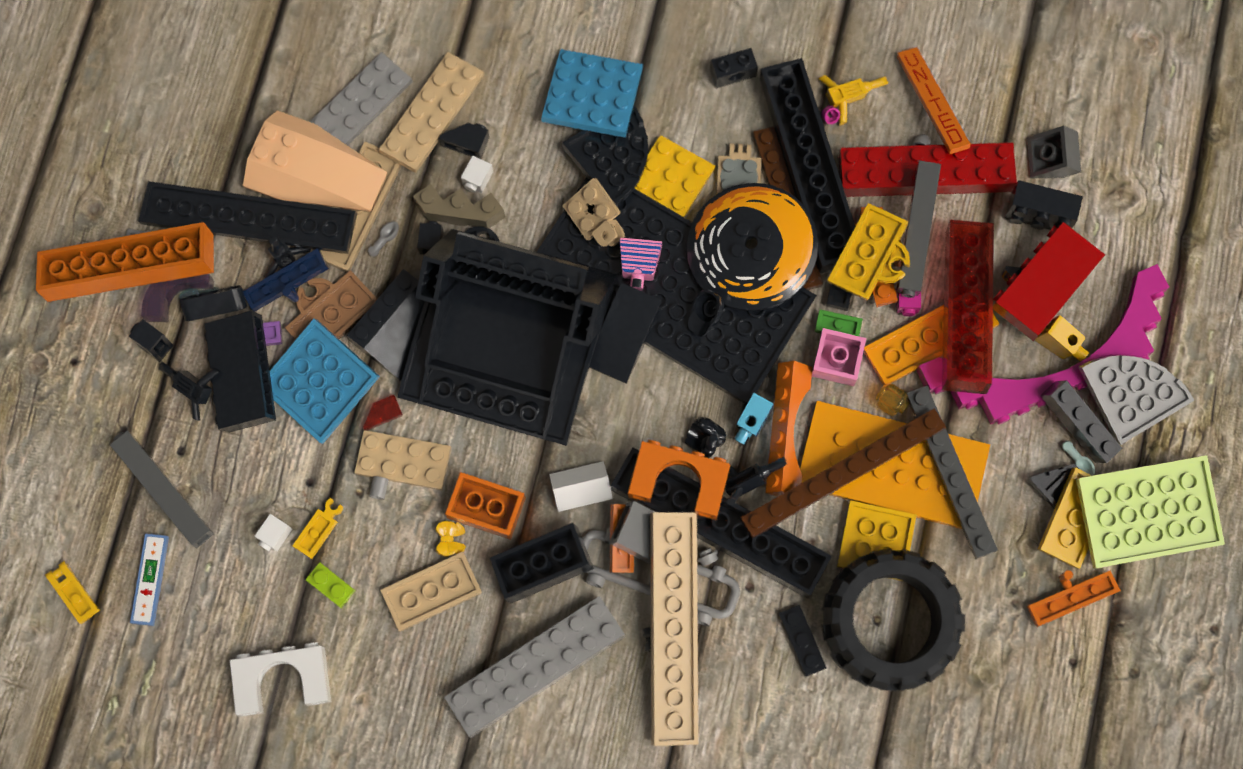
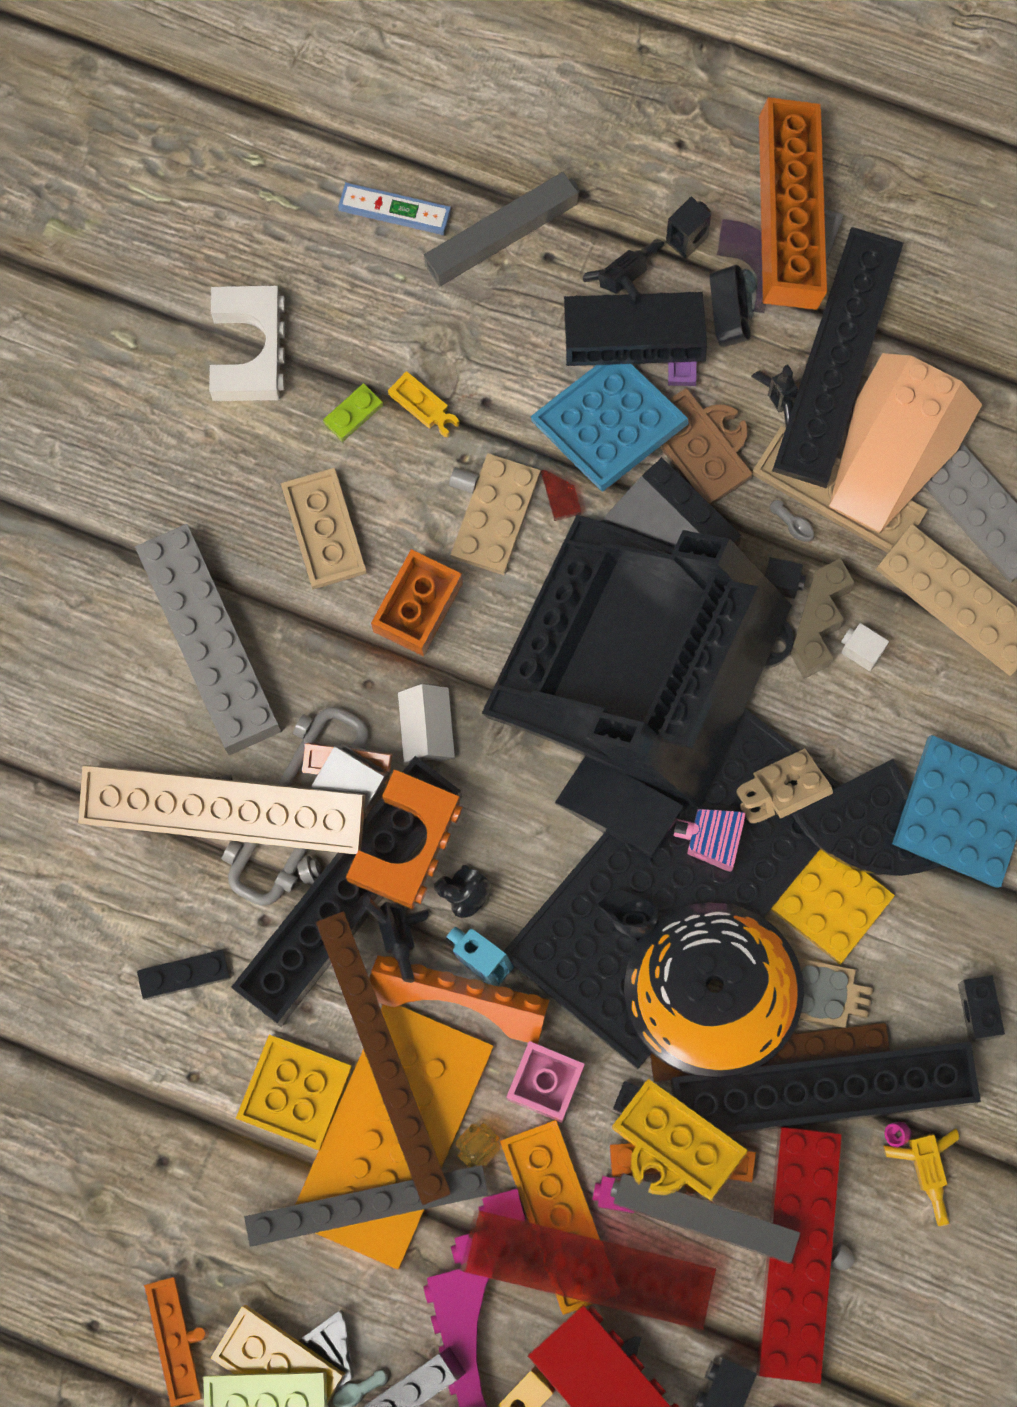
camera: 100 degrees right, 0 degrees up
(72, 593) = (392, 122): yellow plate -> none
(272, 533) = (426, 350): white brick -> none
(286, 280) = (746, 394): dark blue plate -> none
(447, 531) = (376, 554): yellow piece -> none
(466, 139) = (916, 641): black slope -> none
(541, 563) = (331, 660): black brick -> none
(838, 322) = (592, 1092): bright green plate -> none
(933, 100) = (899, 1281): orange tile -> none
(944, 609) = (115, 1074): black tyre -> none

